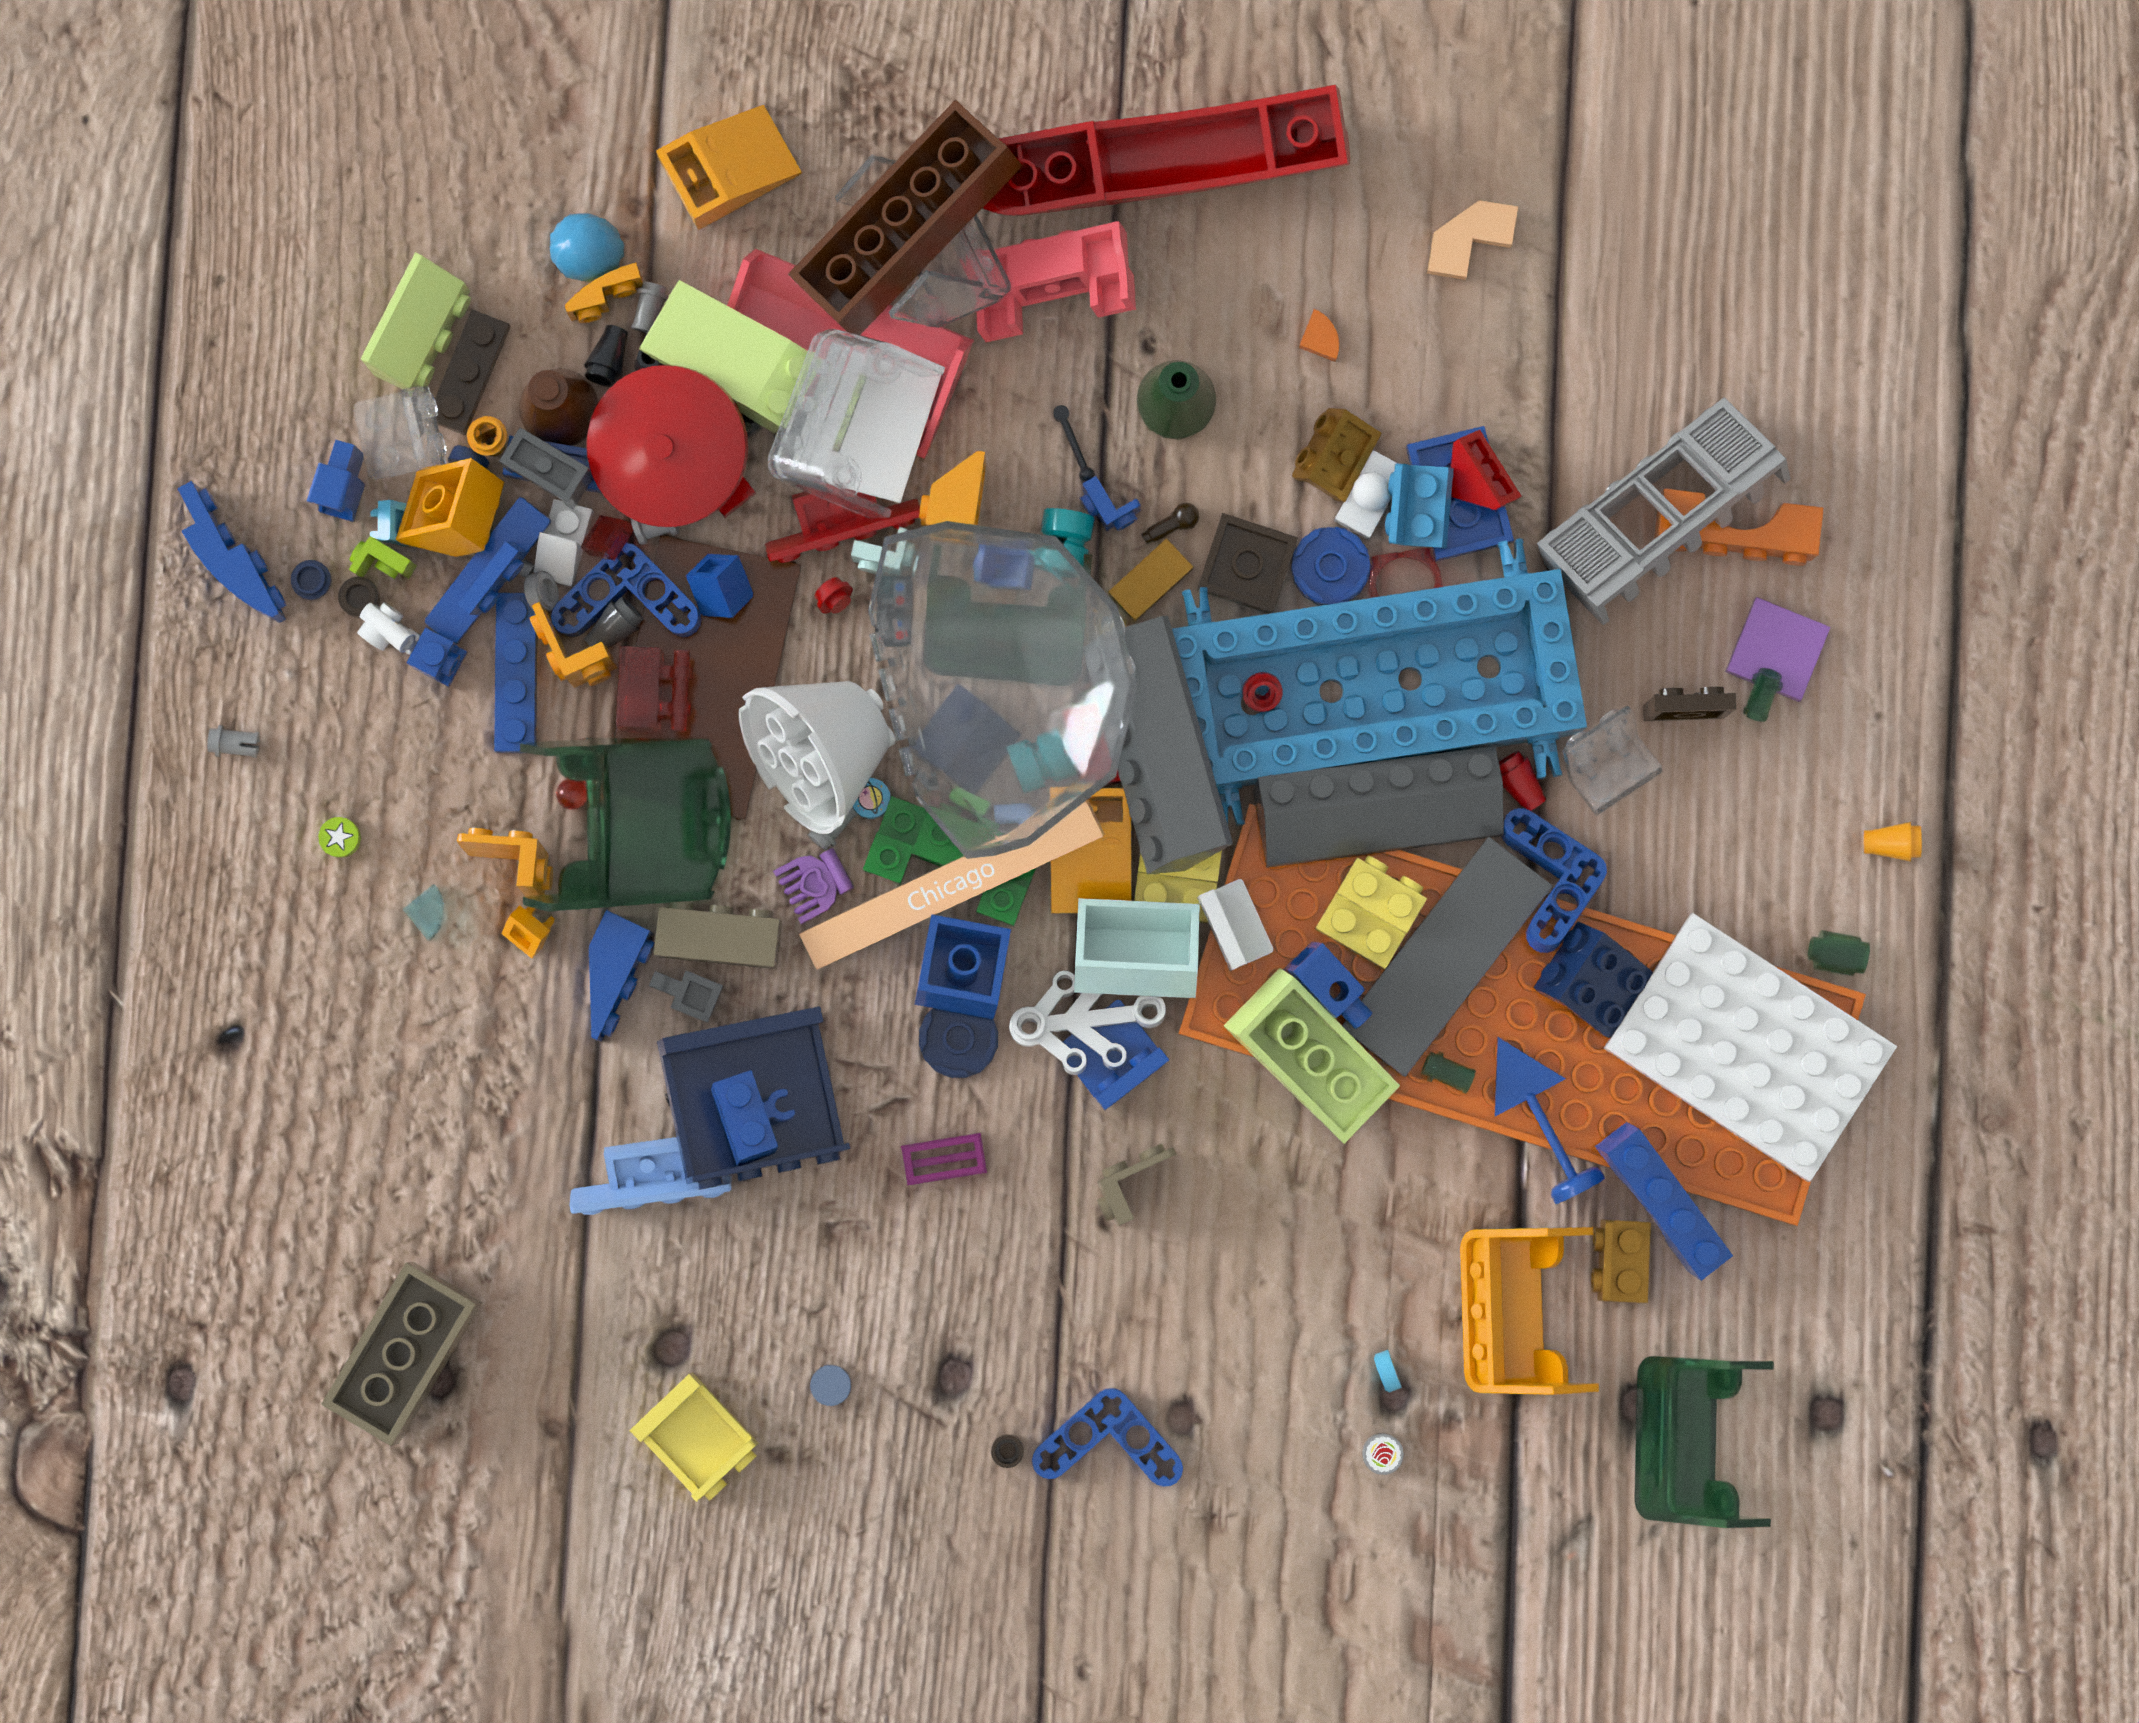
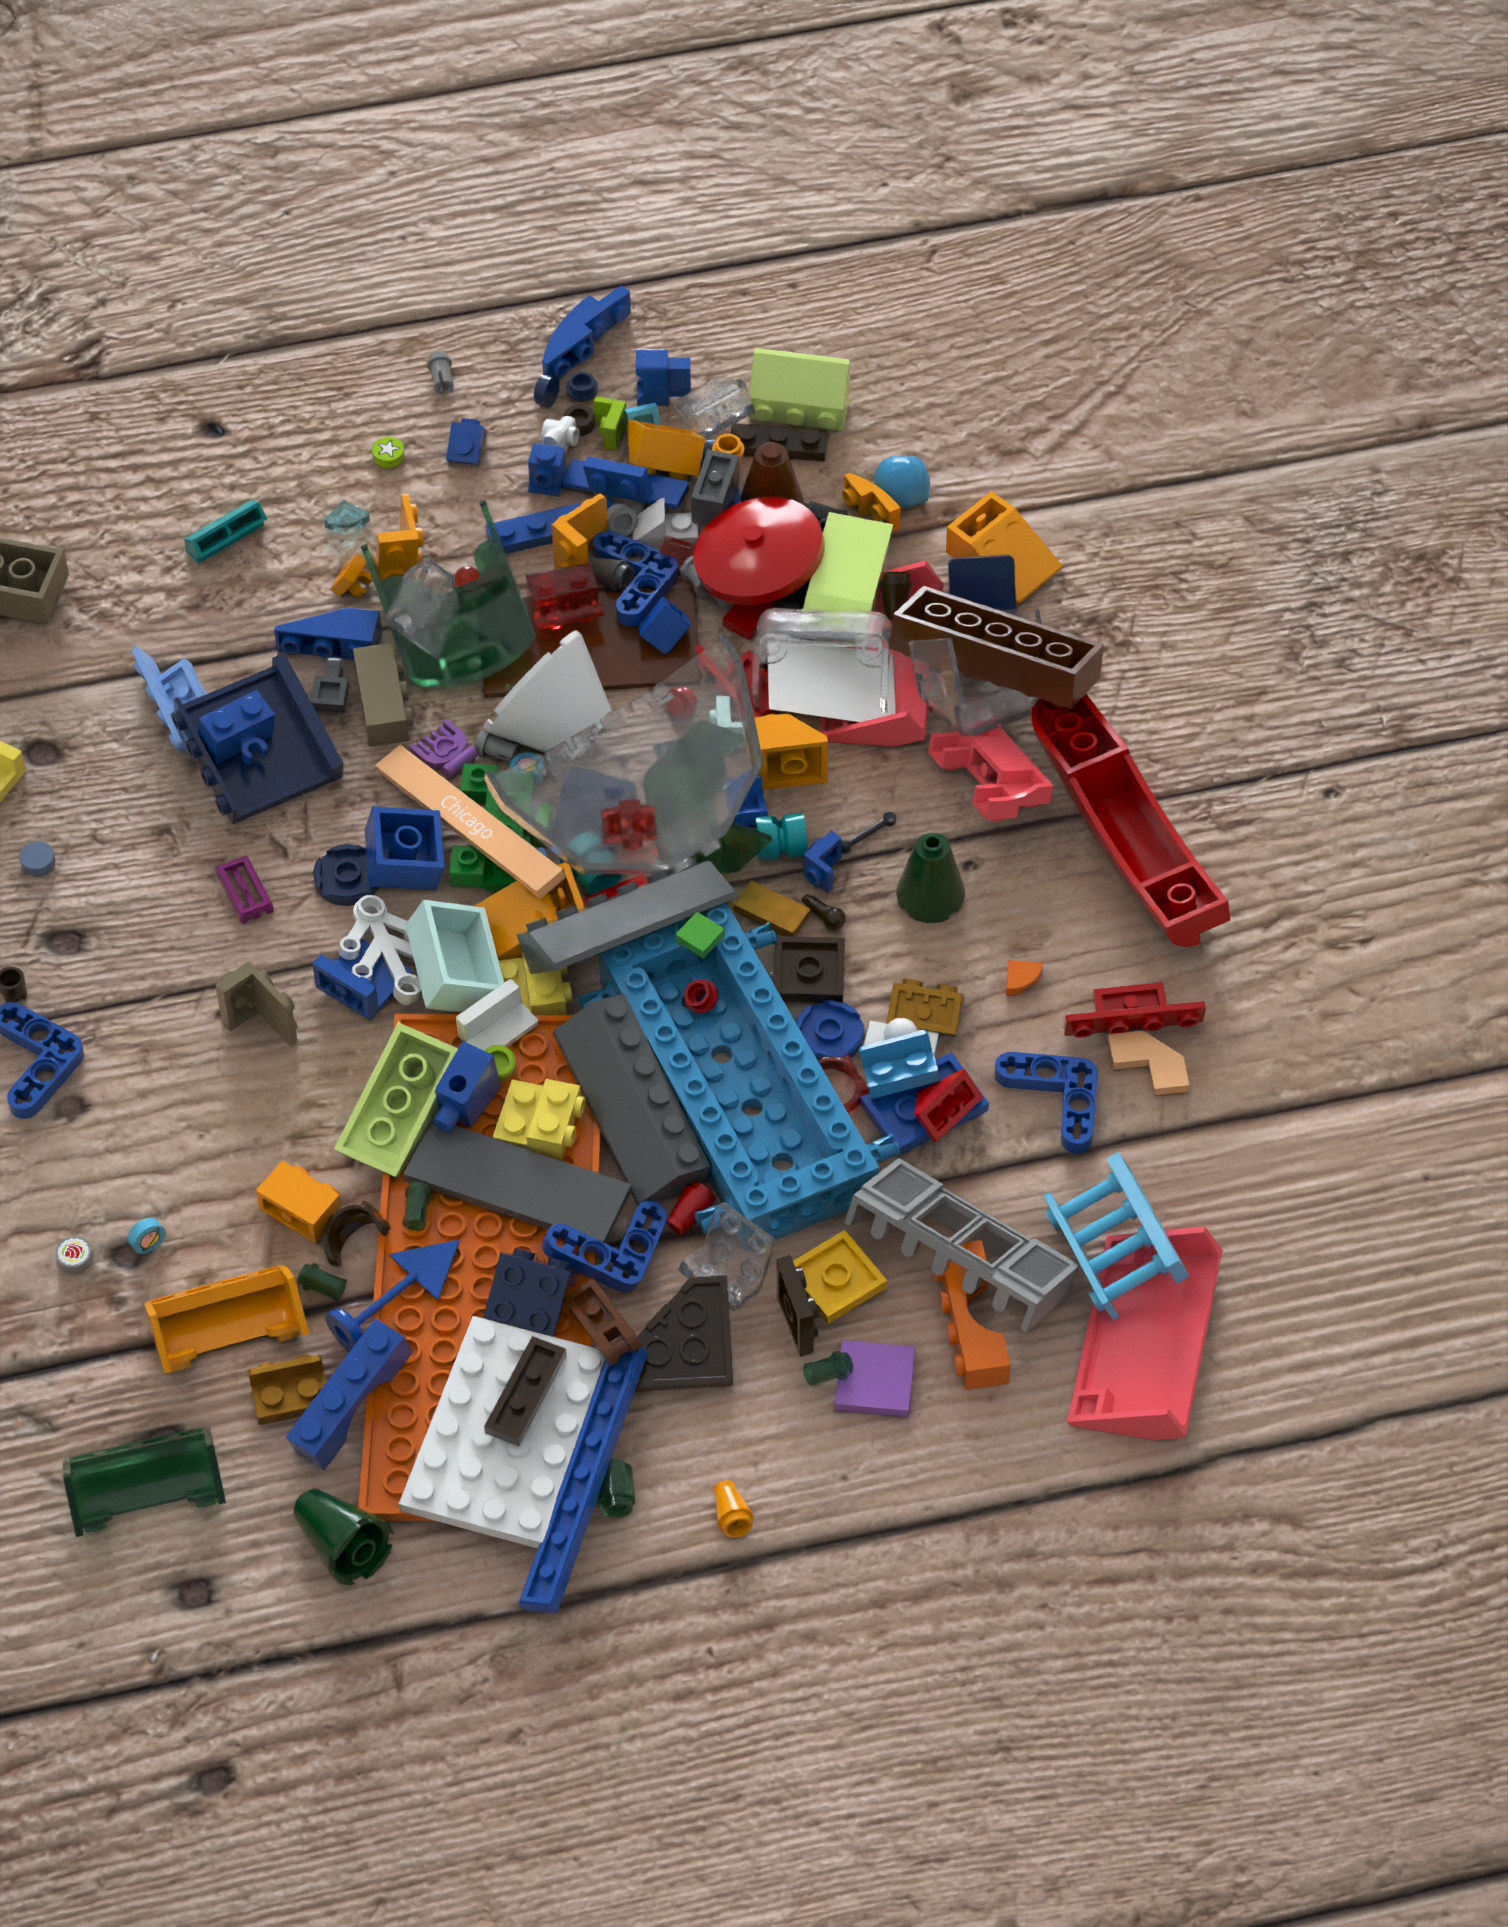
camera: 75 degrees right, 30 degrees down
(306, 623) = (546, 390): none -> dark blue tile
(357, 740) = (466, 442): none -> blue bracket
(409, 1060) = (223, 527): none -> teal piece
(633, 860) = (425, 606): none -> clear slope
(765, 307) = (895, 591): none -> dark brown cone
(794, 208) = (984, 580): none -> dark blue bracket
(1034, 708) = (629, 824): none -> clear red brick
(1212, 672) = (700, 935): none -> bright green tile
(1287, 938) = (504, 1060): none -> lime tile
(1391, 1195) = (298, 1200): none -> light orange brick
(1405, 234) = (1132, 1008): none -> red bracket
(1432, 1156) = (346, 1222): none -> dark brown helmet
(1469, 335) = (1063, 1081): none -> blue beam
(1497, 1195) = (321, 1281): none -> clear green pin
(1648, 652) = (839, 1276): none -> yellow plate
(1660, 914) = (601, 1321): none -> reddish brown plate
(1679, 316) = (1149, 1234): none -> medium azure fence
(1690, 833) = (689, 1339): none -> dark brown plate
(1730, 1017) = (525, 1391): none -> dark brown plate
(1810, 357) = (1145, 1365): none -> coral slope
(1817, 1251) = (343, 1535): none -> dark green cone
(1830, 982) = (582, 1483): none -> blue tile

